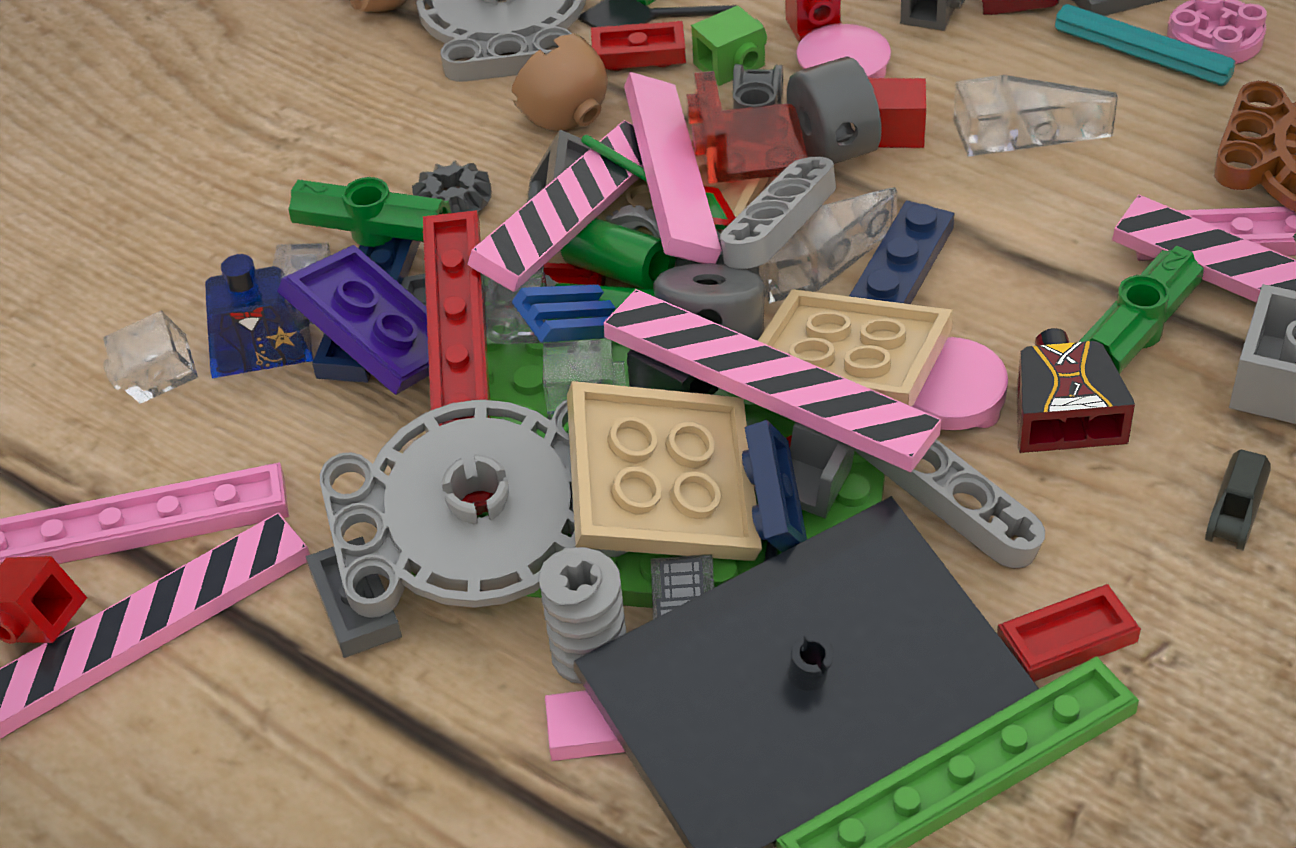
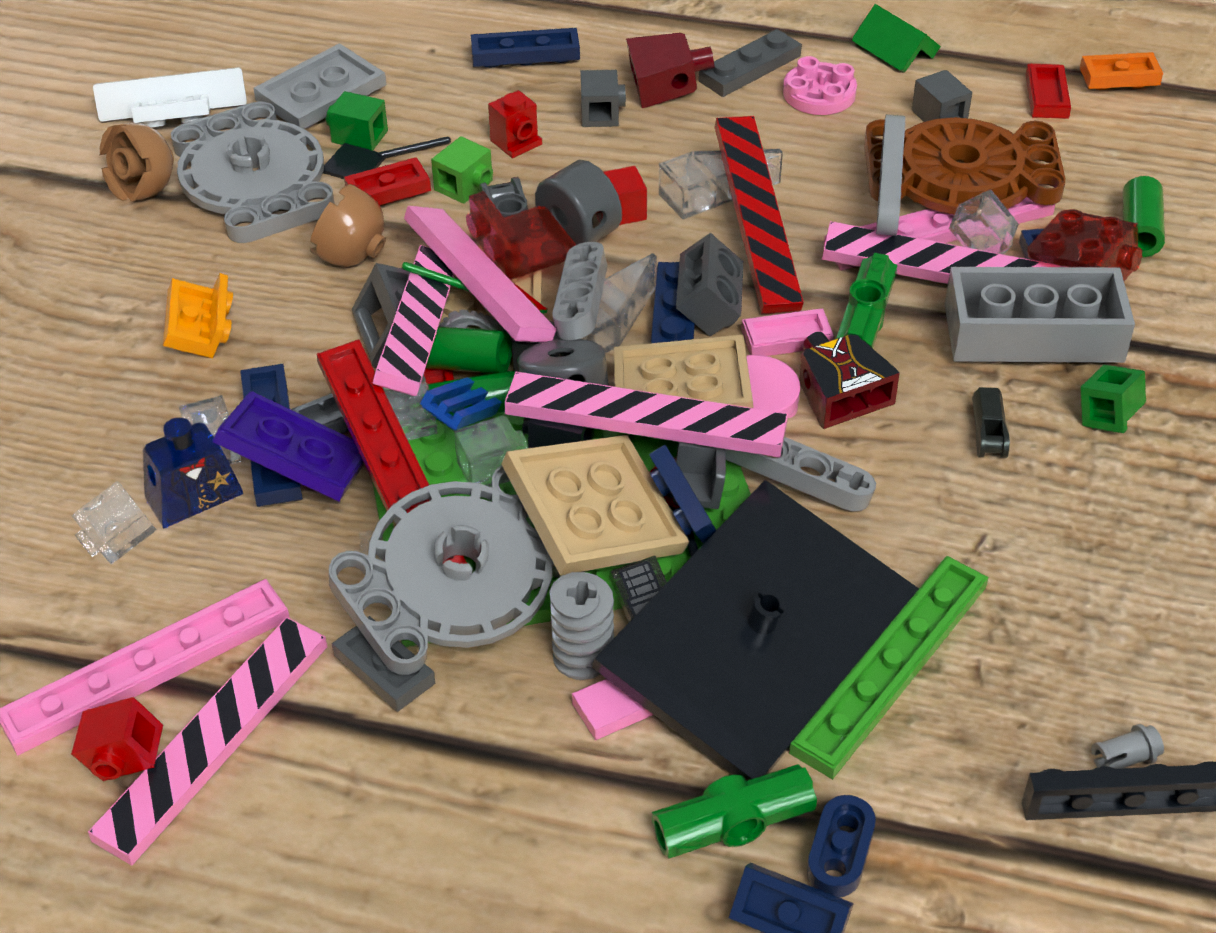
camera: 25 degrees left, 0 degrees up
(357, 147) = (197, 316): none -> light orange bracket
(363, 209) = (245, 362): green piece -> none
(474, 185) = (300, 341): dark grey gear -> none
(844, 40) = (549, 154): bright pink dish -> none
(950, 241) = (710, 285): none -> dark grey brick
(1020, 319) = (783, 332): none -> bright pink tile
(1050, 170) = (758, 215): none -> tile
(1069, 632) = (921, 543): red tile -> none
(1145, 44) = (774, 108): teal axle -> none
(1237, 152) = (890, 175): none -> light grey beam

